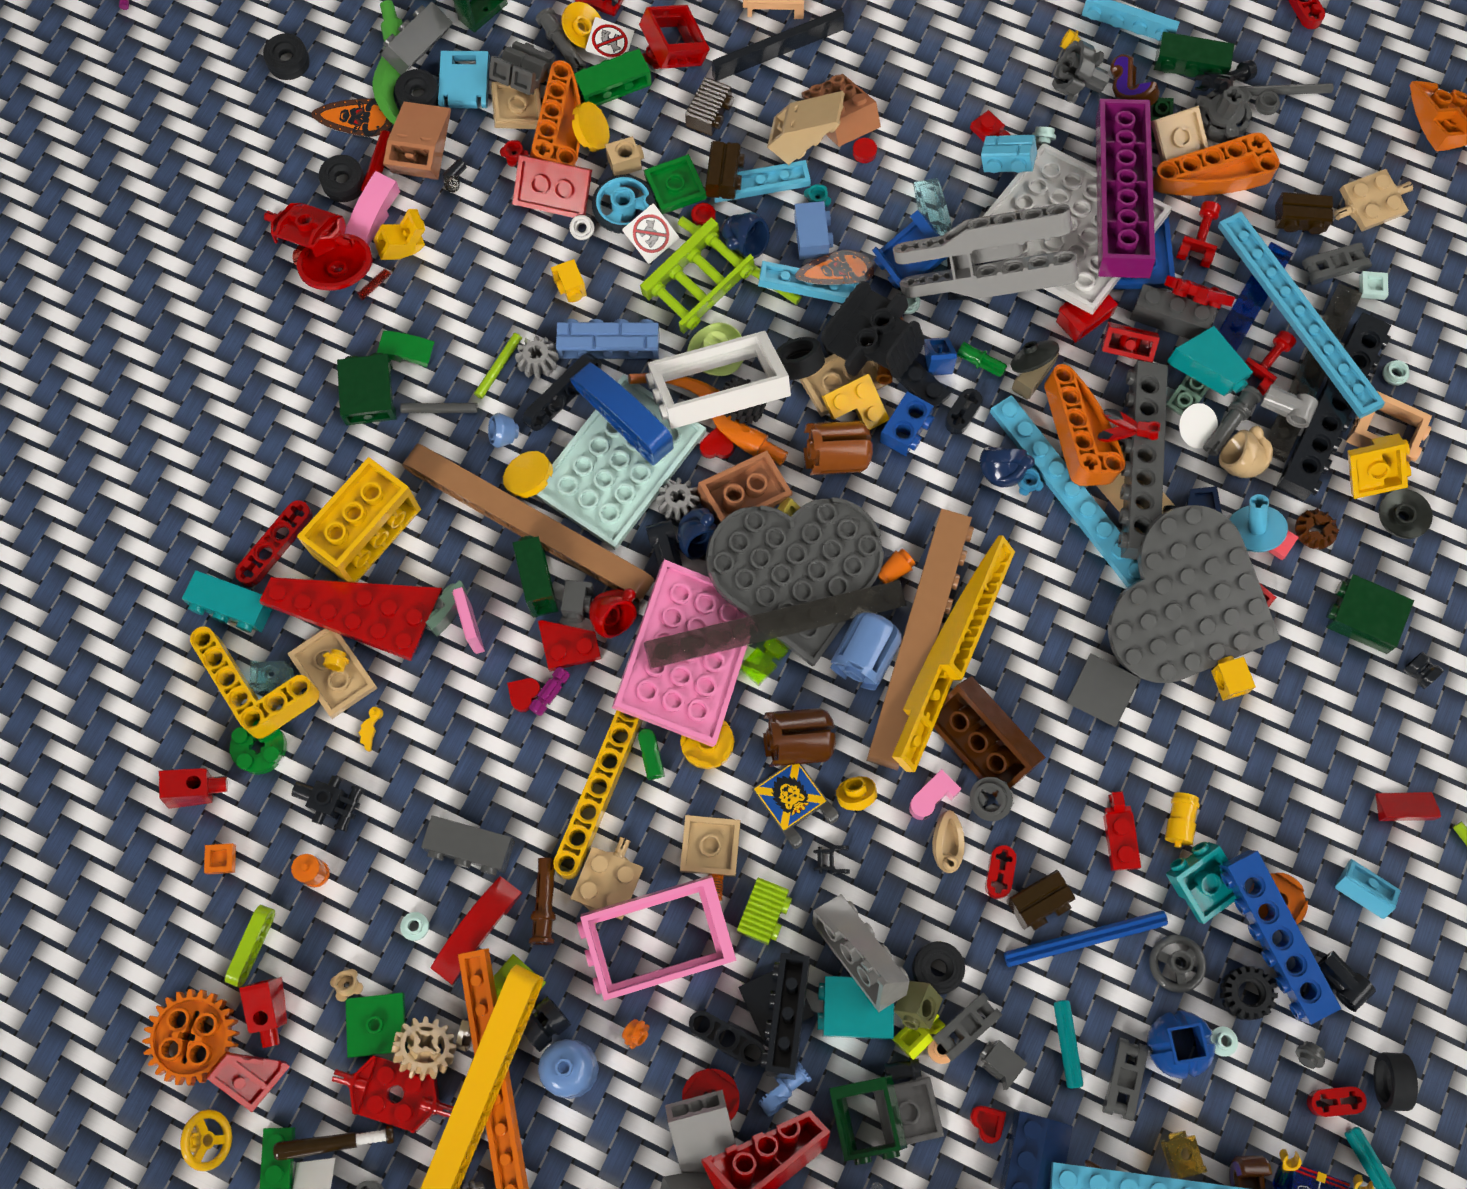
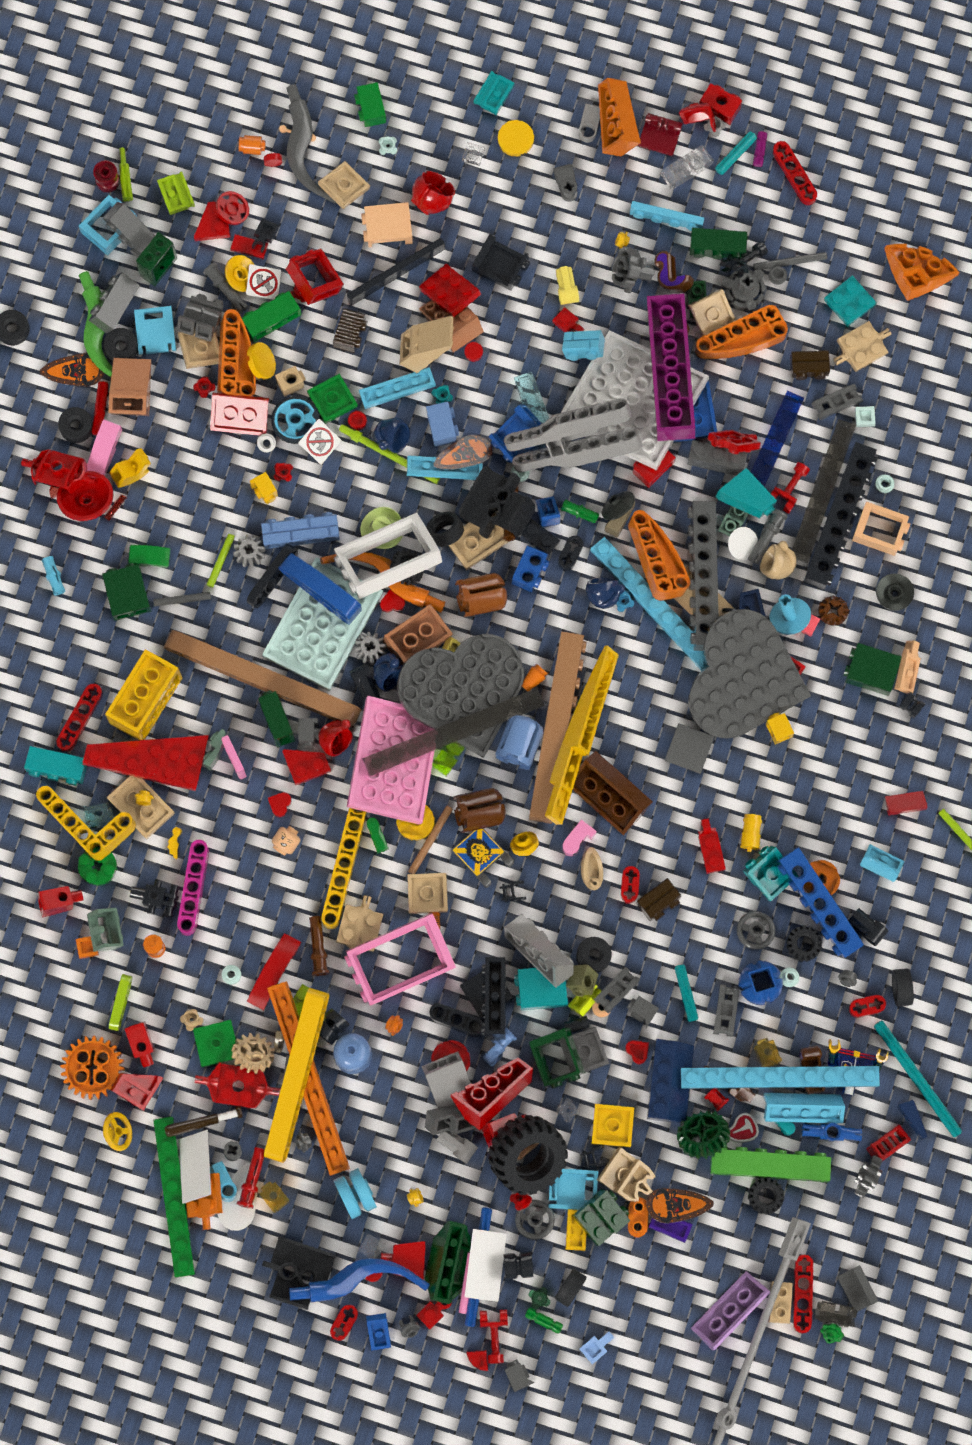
camera: 10 degrees left, 5 degrees up
(260, 828) = (112, 929): none -> sand green window
(276, 357) = (53, 575): none -> medium azure pin
(384, 807) = (195, 897): none -> dark pink beam
(451, 178) = (158, 412): arm -> none
(467, 845) = (259, 915): dark grey brick -> none
(502, 430) = (232, 611): medium blue cone -> none
(522, 745) = (286, 840): none -> light nougat head
(527, 474) = (257, 642): yellow tile -> none
(549, 691) = (298, 800): magenta axle -> none
(598, 259) = (279, 467): none -> red plate
(691, 252) = (353, 455): lime fence -> none
(723, 170) = (369, 386): dark brown brick -> none
(724, 771) = (430, 840): none -> medium nougat bar
(763, 911) = (470, 932): lime brick -> none
(843, 70) = (449, 290): none -> red plate
(857, 395) = (494, 553): yellow plate -> none
(911, 51) = (500, 263): none -> black panel
(979, 799) = (610, 835): dark grey gear -> none
(994, 90) = (567, 290): none -> light yellow piece
(1044, 135) = (609, 323): light aqua plate -> none
(1085, 938) = (692, 921): blue axle -> none
(1127, 427) = (689, 554): red piece -> none
(1130, 342) = (687, 485): red brick -> none
(1208, 211) = (739, 372): red bar -> none
(1296, 408) = (810, 523): light grey piece -> none
(1301, 315) = (808, 448): medium azure plate -> none
(1359, 145) = (850, 301): none -> teal plate
(1379, 466) = (872, 560): yellow plate -> none
(1420, 618) = (908, 668): none -> light nougat hinge

